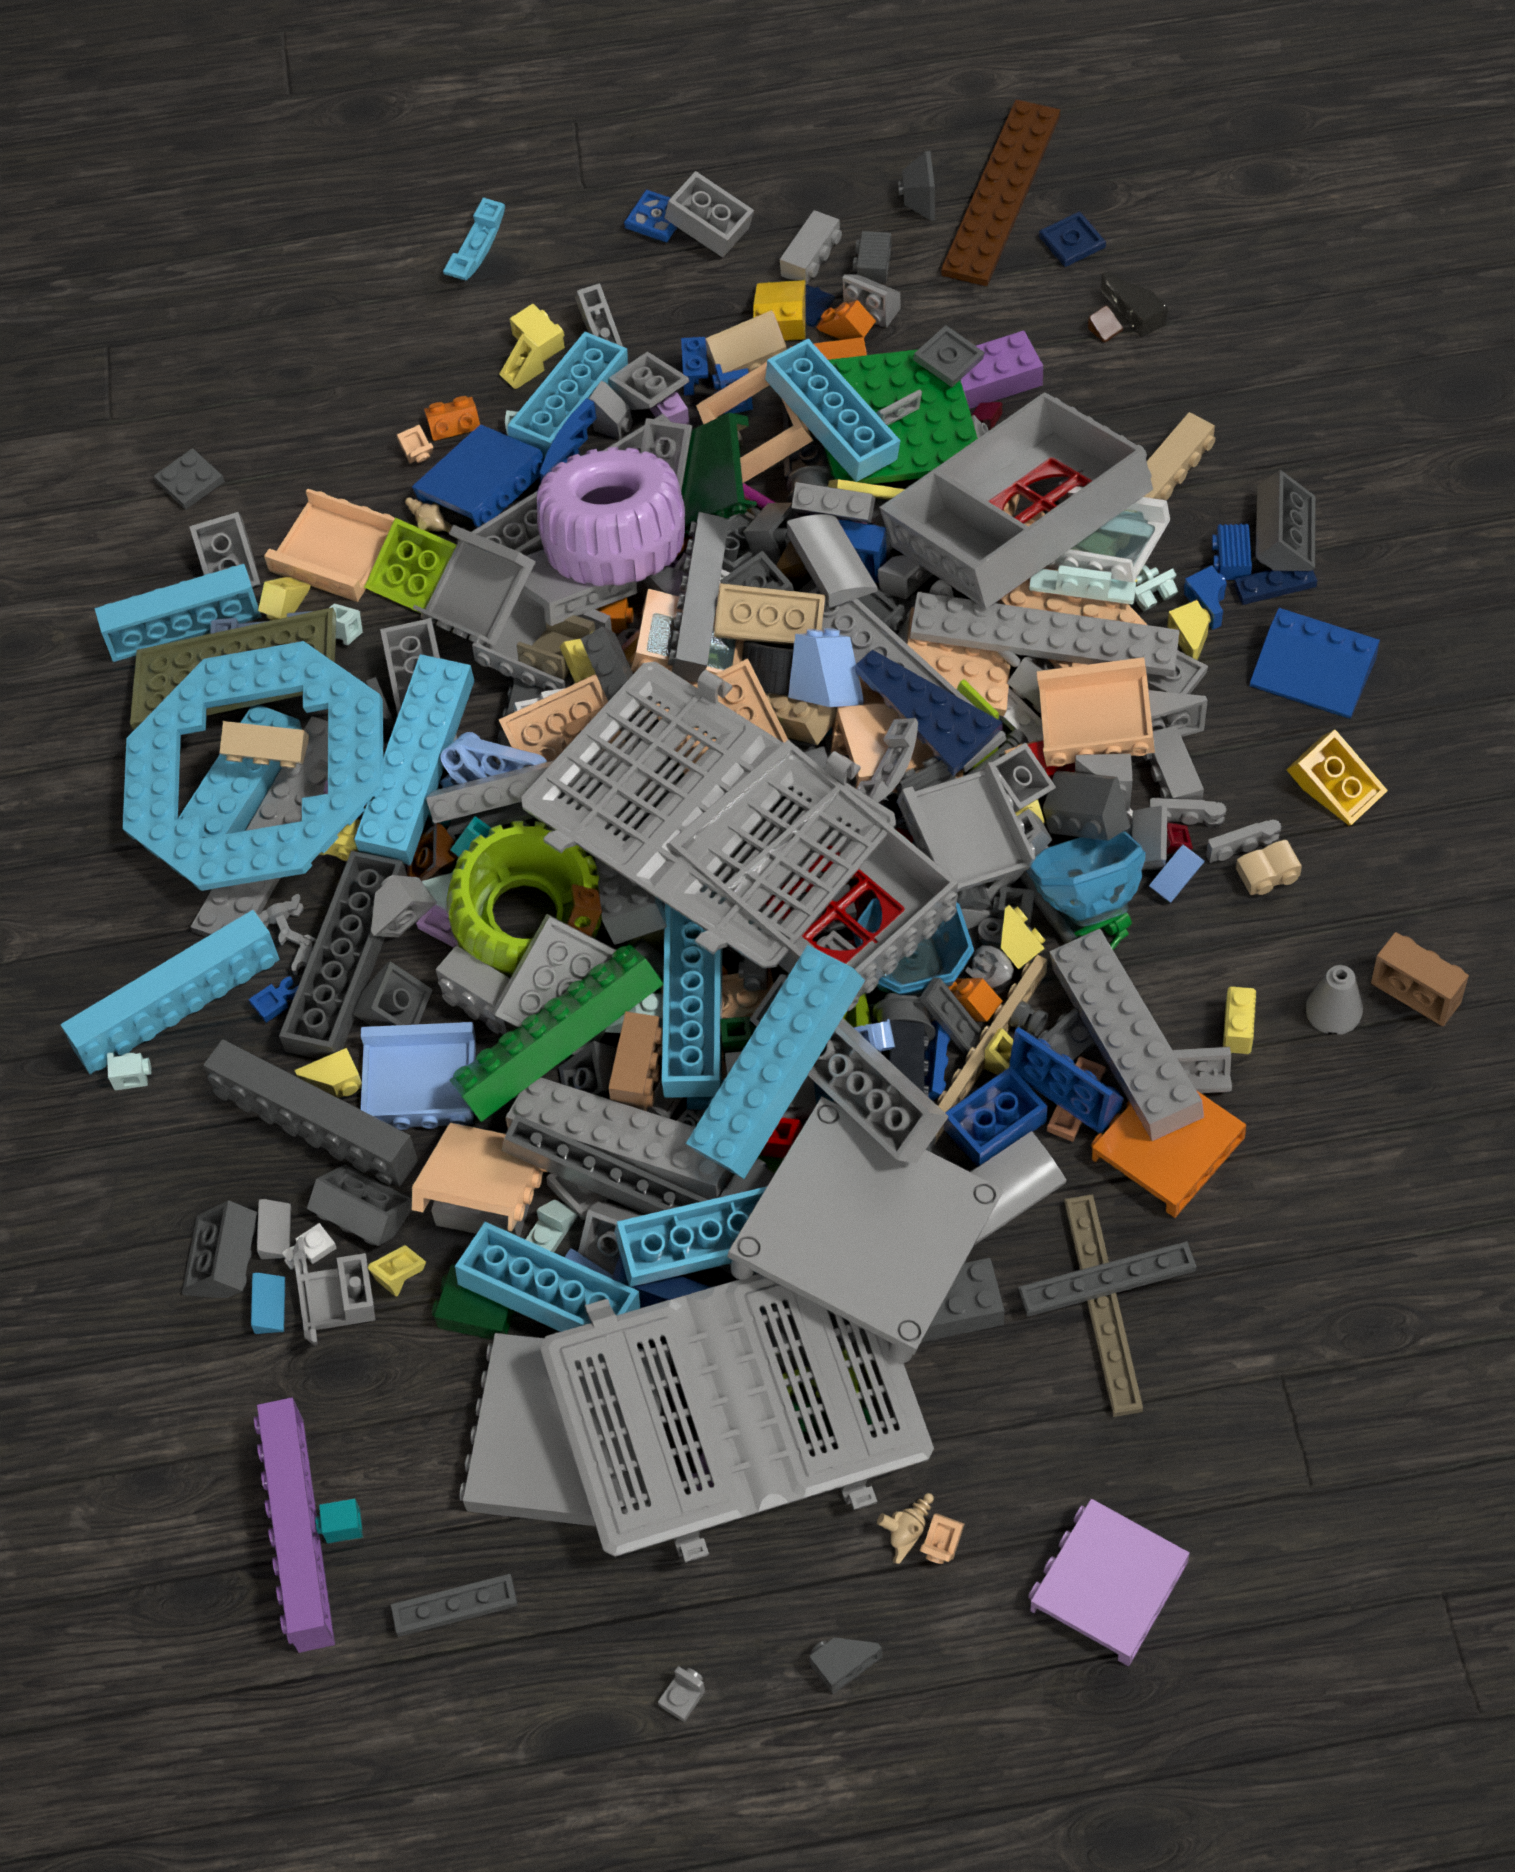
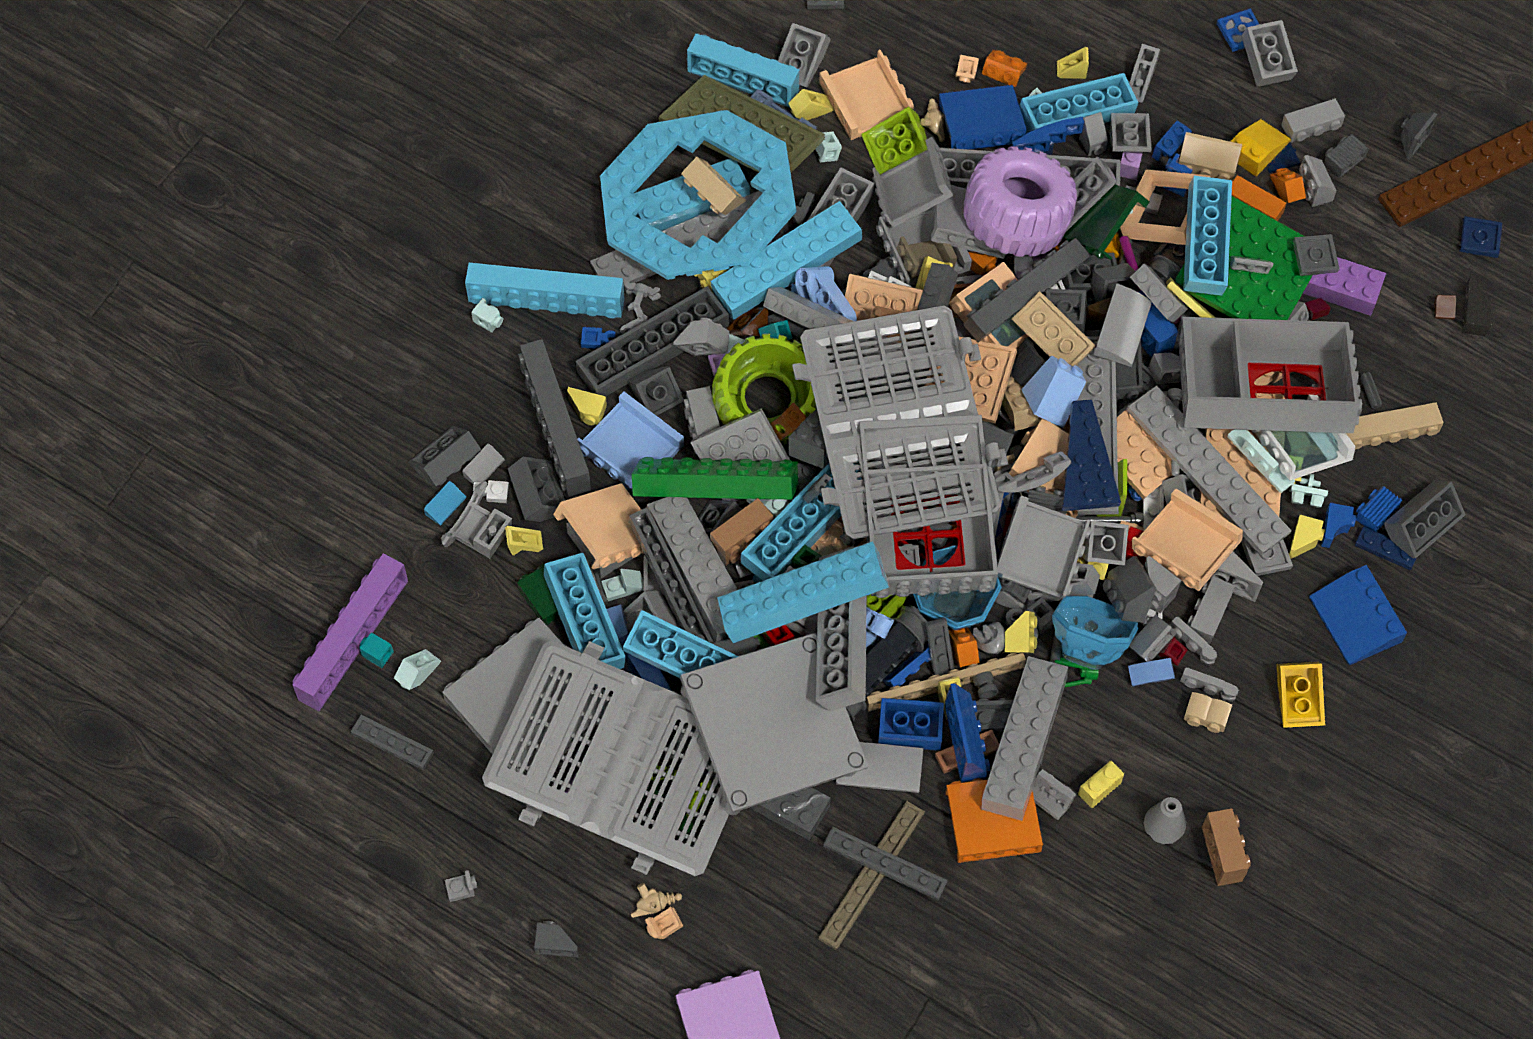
camera: 35 degrees right, 5 degrees up
(407, 1503) = (416, 669): none -> light aqua slope
(538, 328) = (1101, 52): light yellow brick -> none
(684, 948) = (816, 487): none -> dark grey tile

